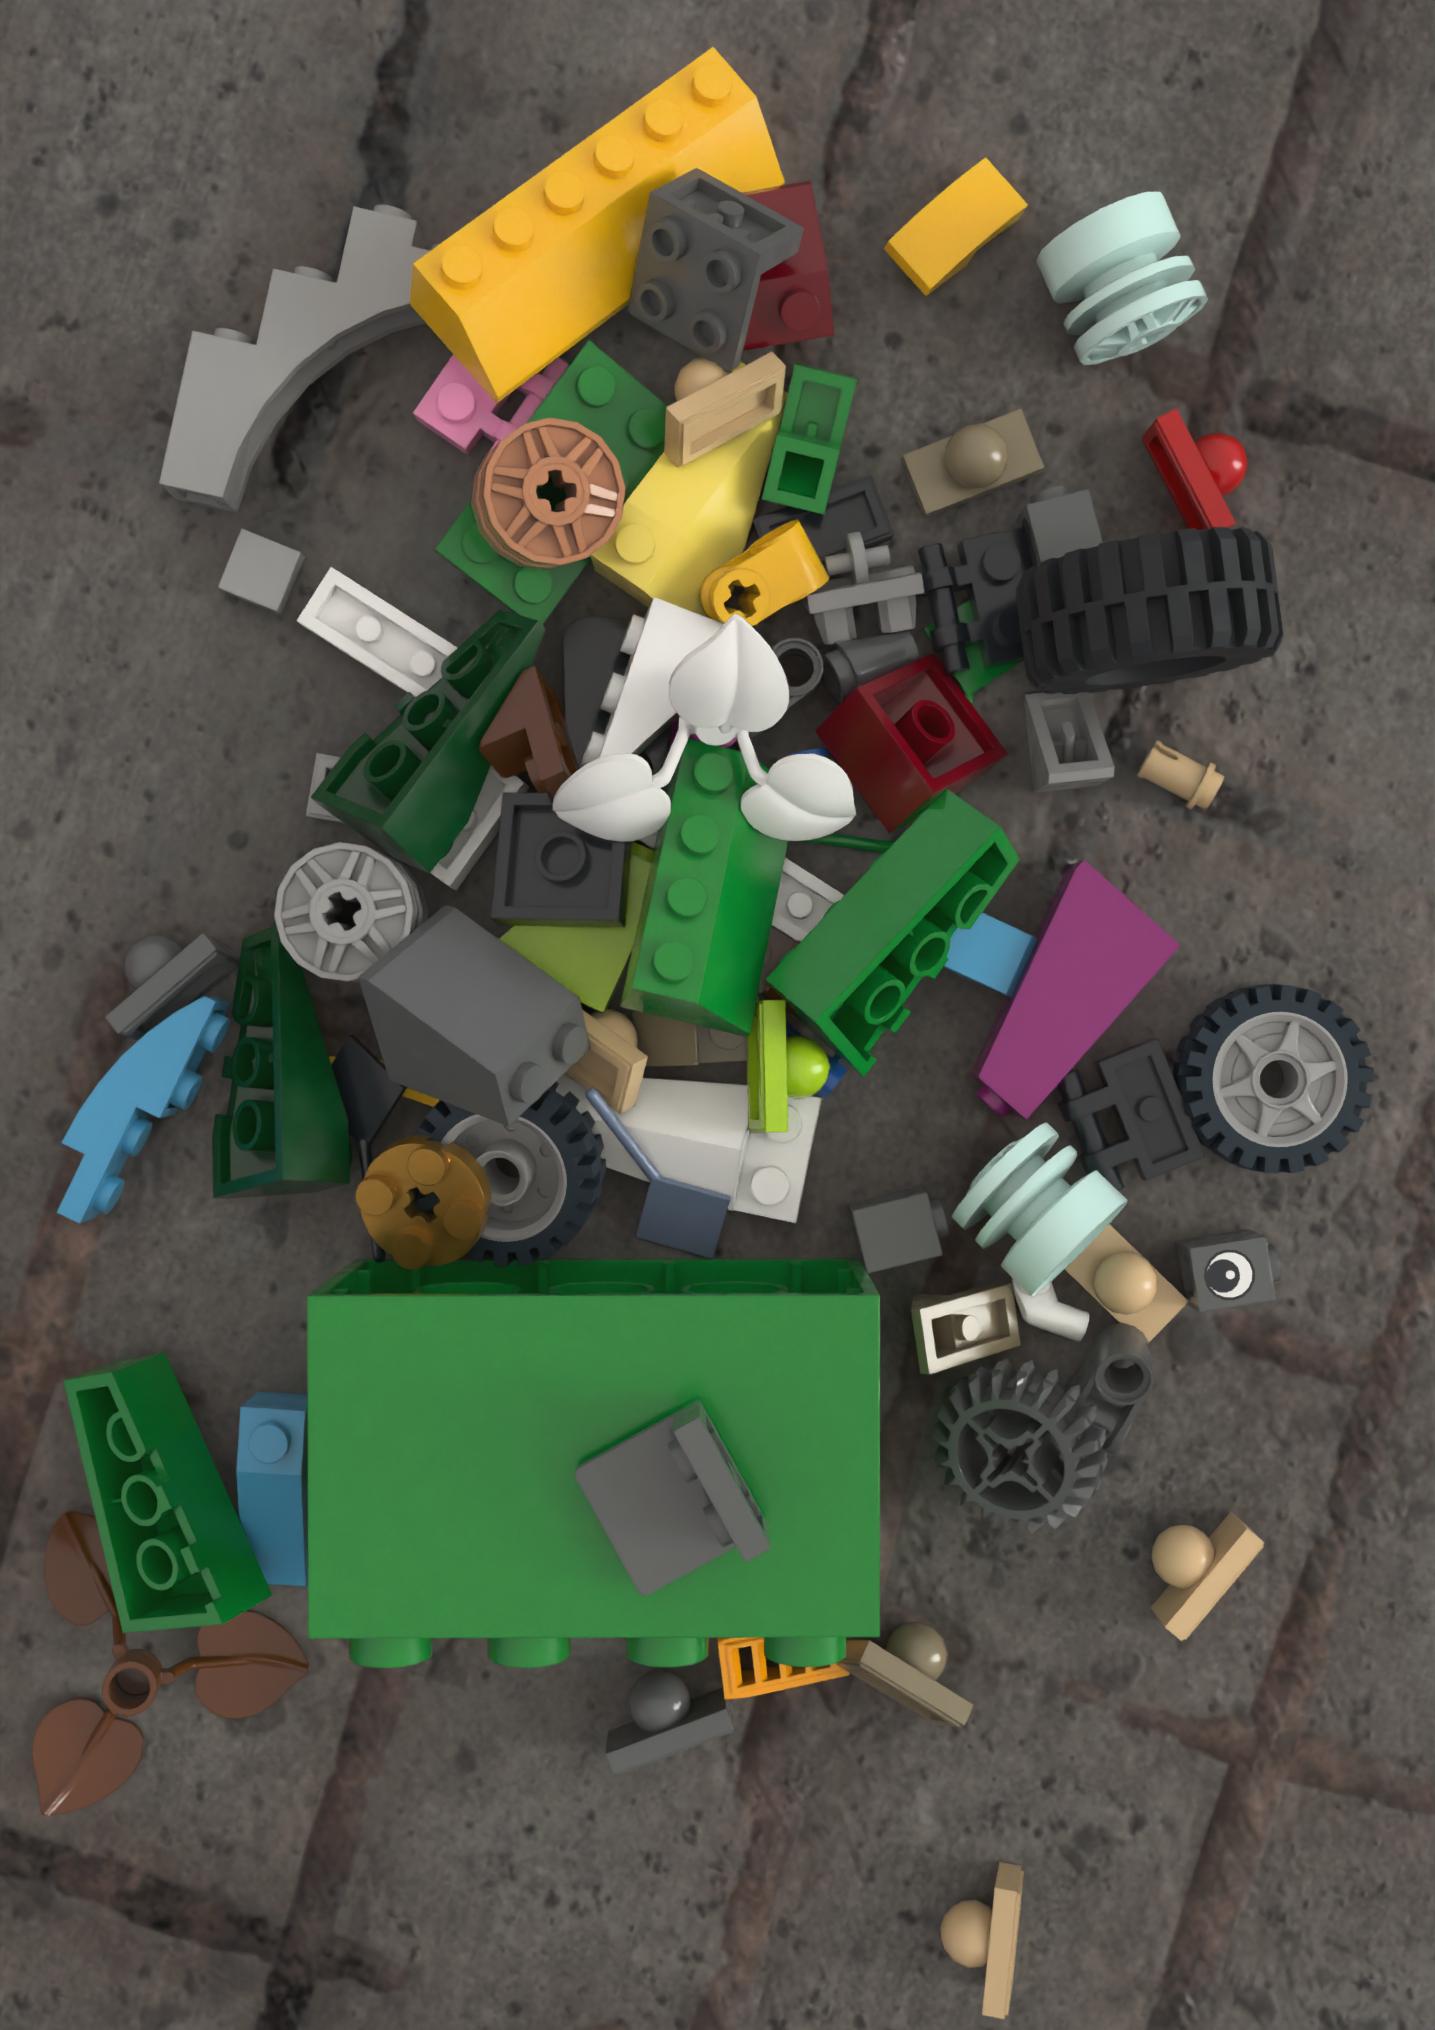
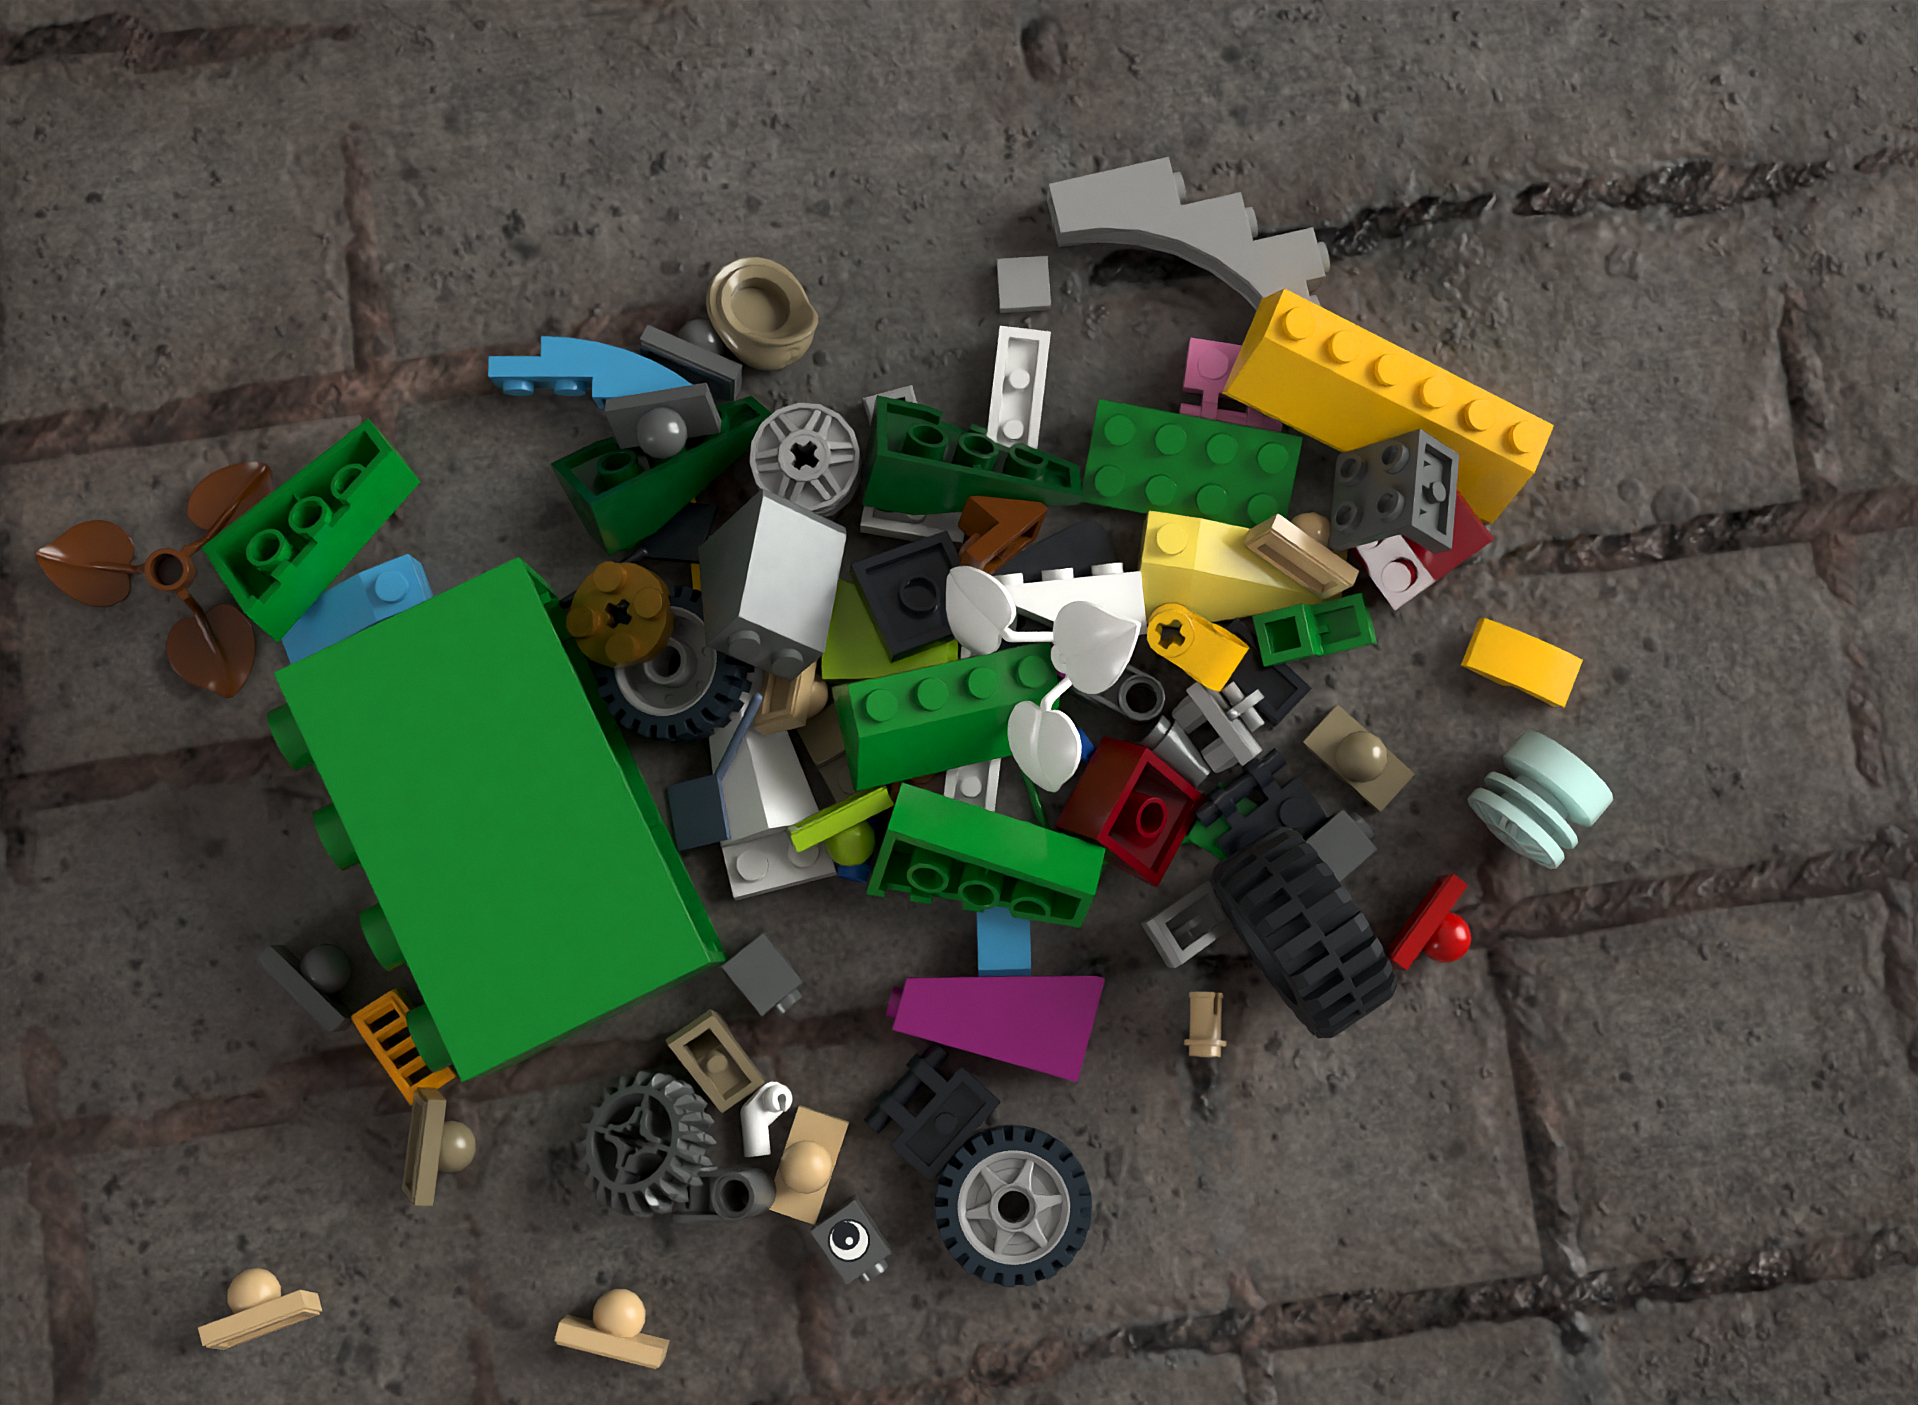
camera: 60 degrees right, 5 degrees down
(153, 882) = (761, 313): none -> dark tan piece
(222, 1050) = (663, 419): none -> dark grey tile
(524, 526) = (1182, 429): nougat wheel -> none
(673, 1500) = (494, 881): dark grey bracket -> none
(1038, 1208) = (833, 1058): light aqua wheel -> none

